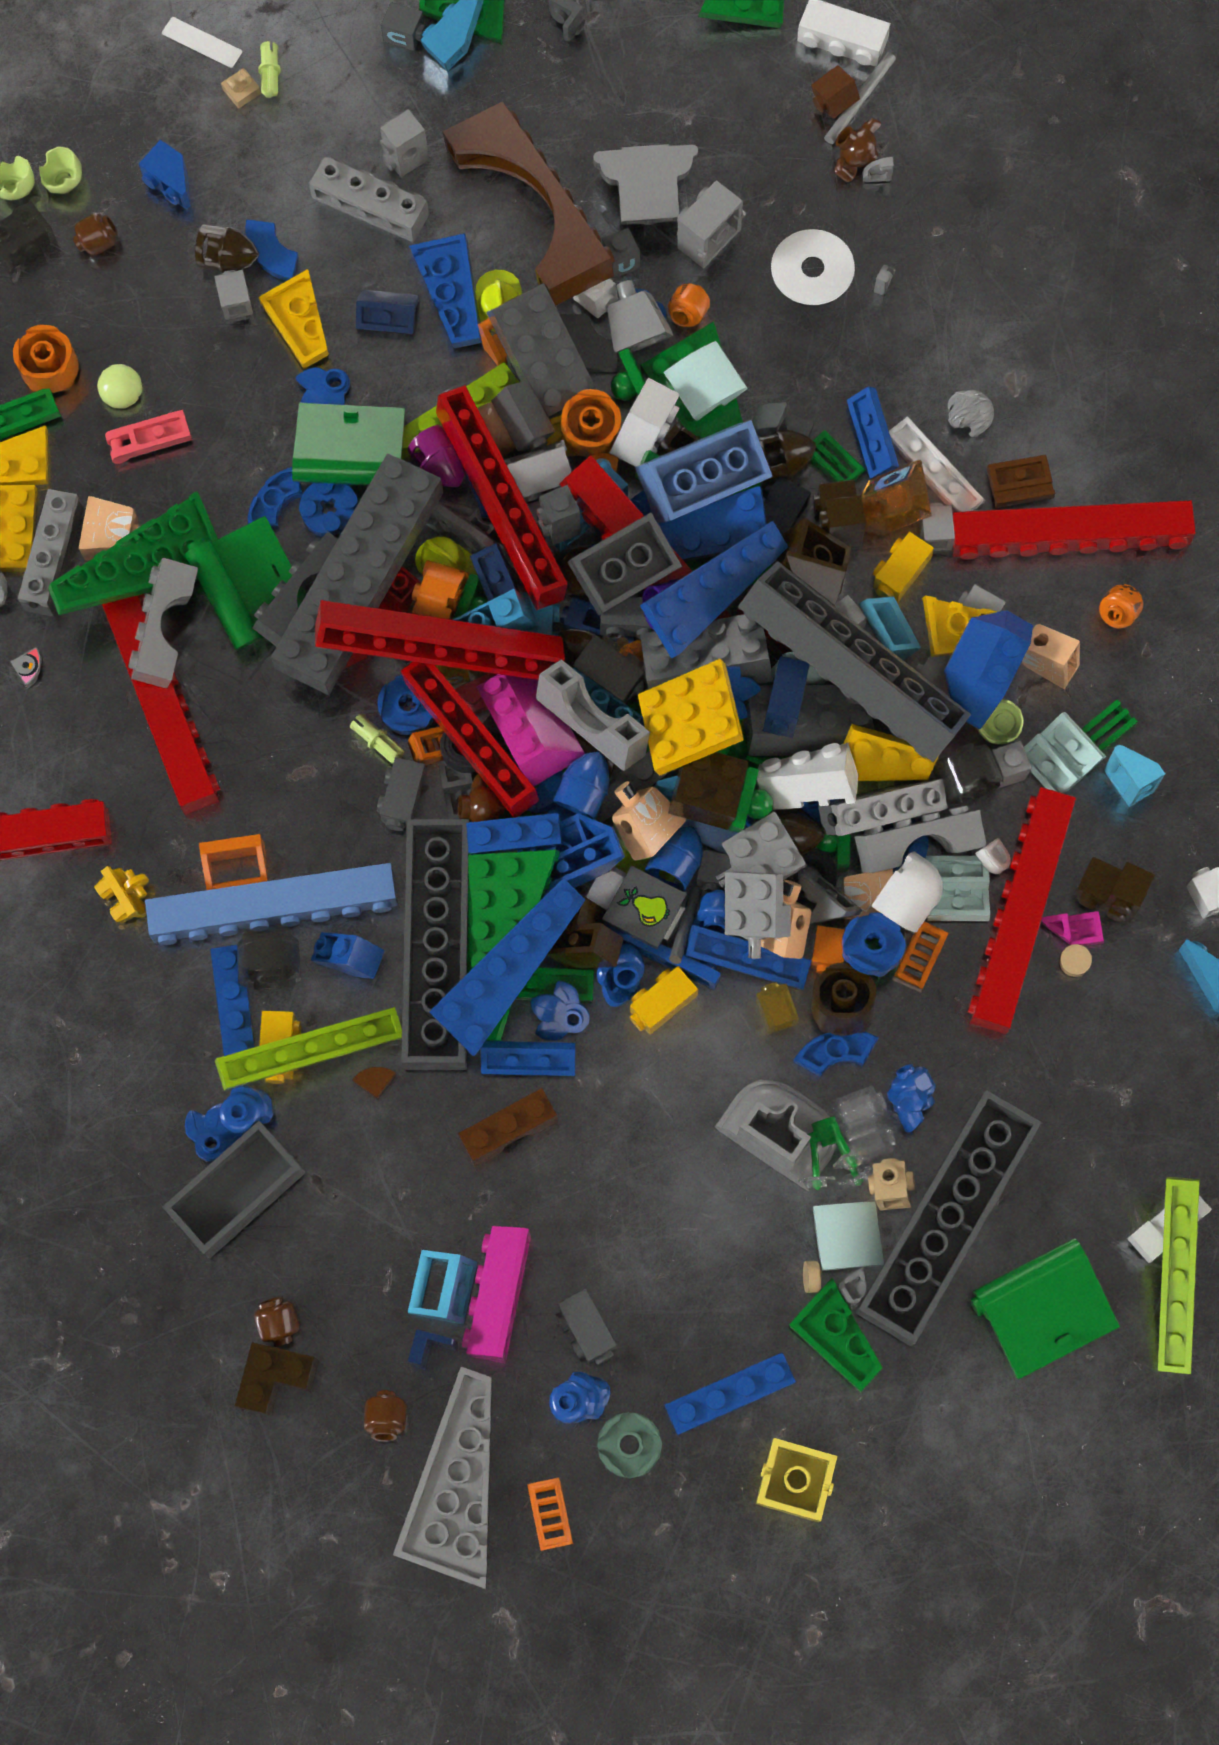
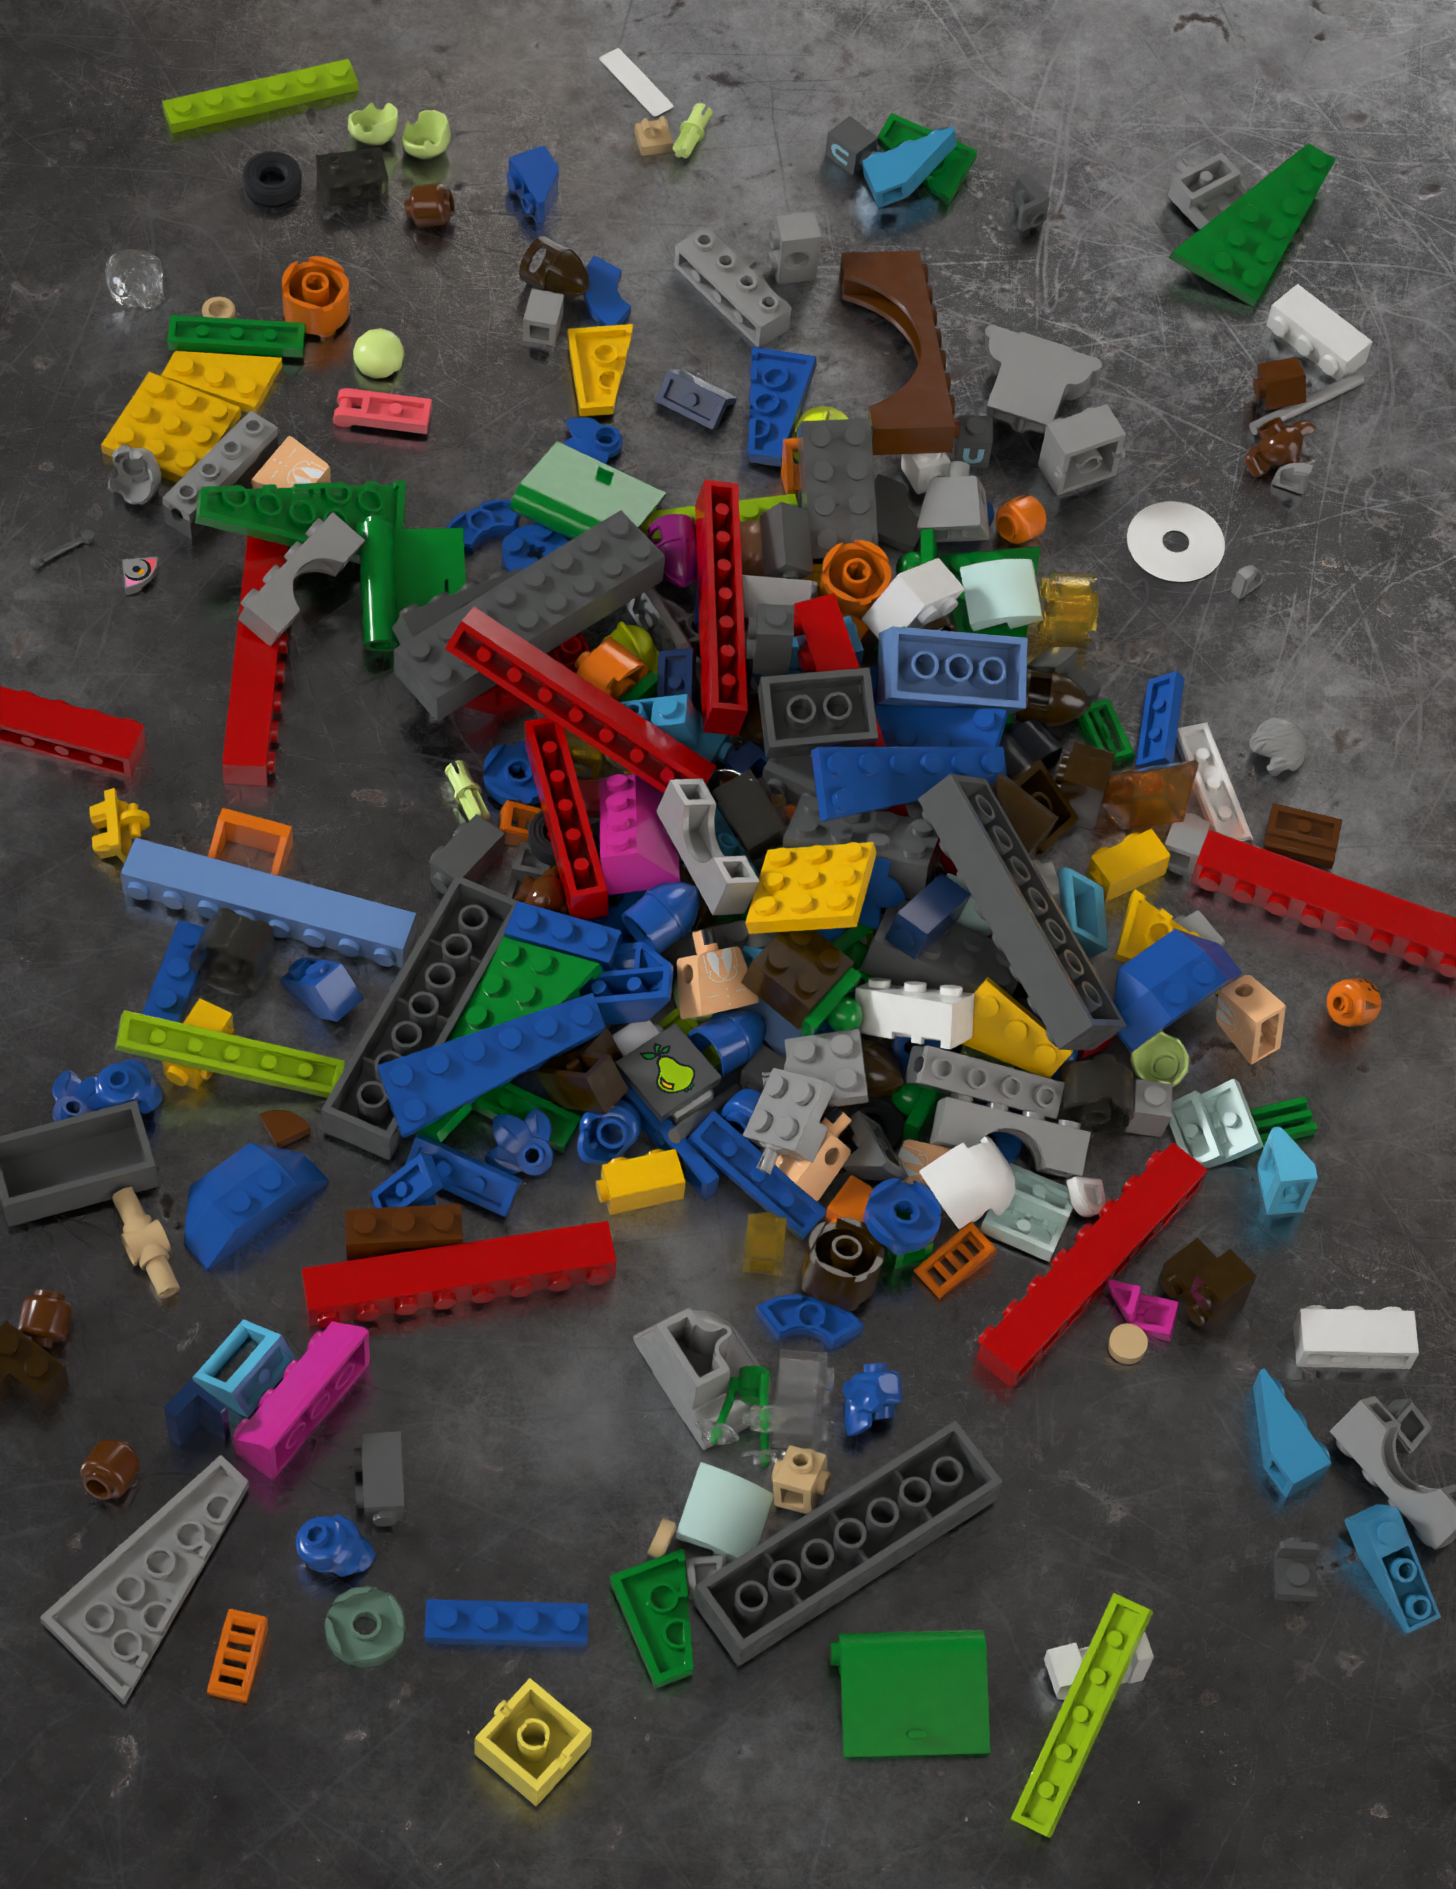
camera: 15 degrees right, 15 degrees down
(319, 1224) = (146, 1242): none -> tan pin
(375, 1152) = (245, 1199): none -> blue wedge
(494, 1090) = (410, 1185): none -> blue slope
(564, 1139) = (459, 1274): none -> red brick
(762, 368) = (1069, 607): none -> clear yellow brick

